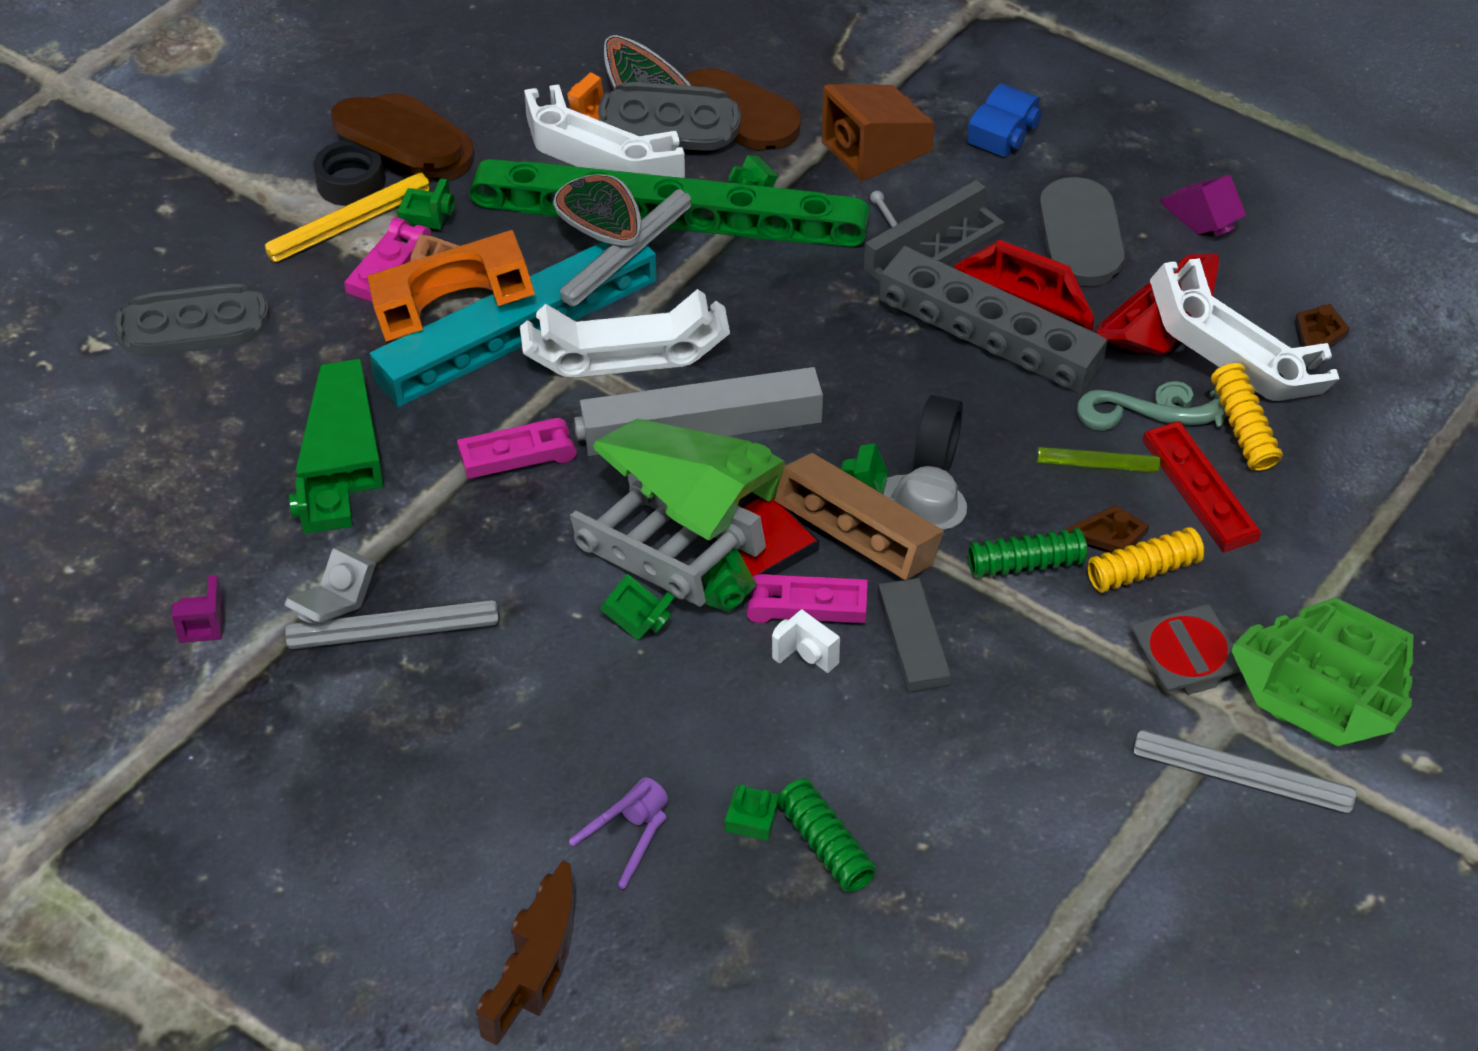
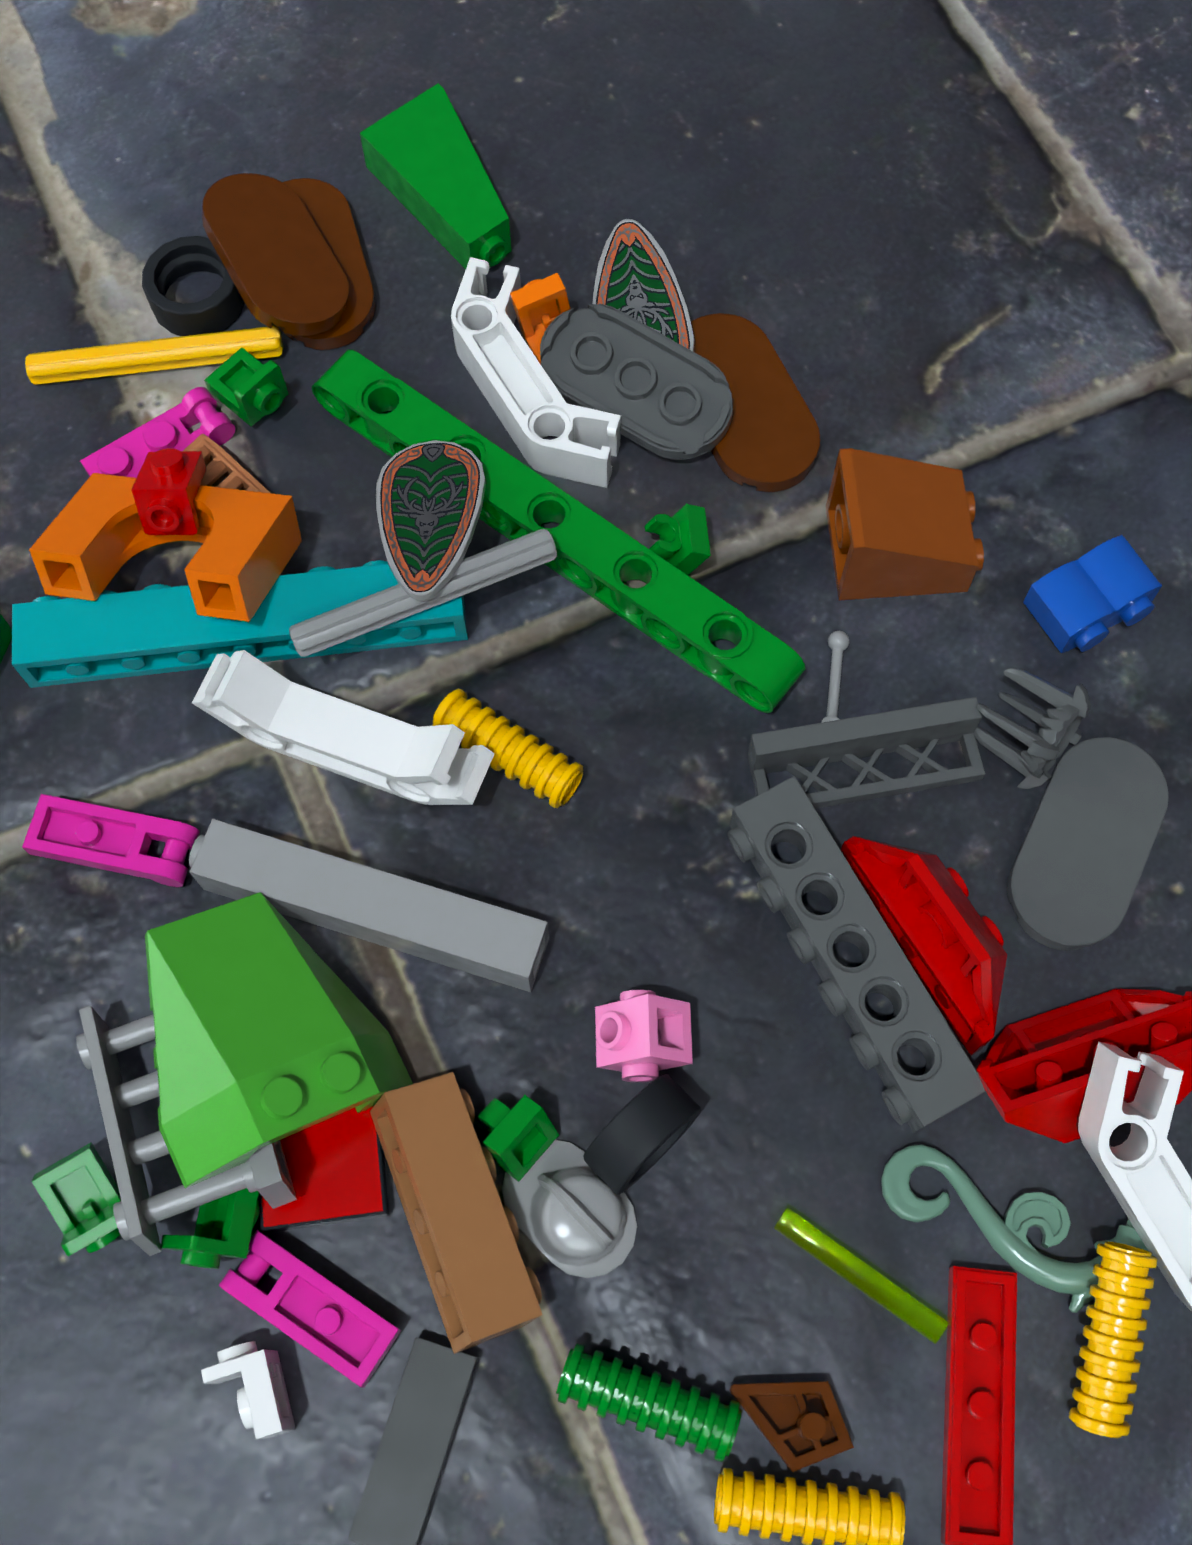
camera: 30 degrees right, 20 degrees up
(432, 259) = (167, 491): none -> red bracket
(468, 66) = (438, 177): none -> green slope
(741, 312) = (514, 752): none -> yellow piece
(902, 397) = (631, 1033): none -> bright pink brick
(1029, 183) = (1047, 745): none -> dark grey piece

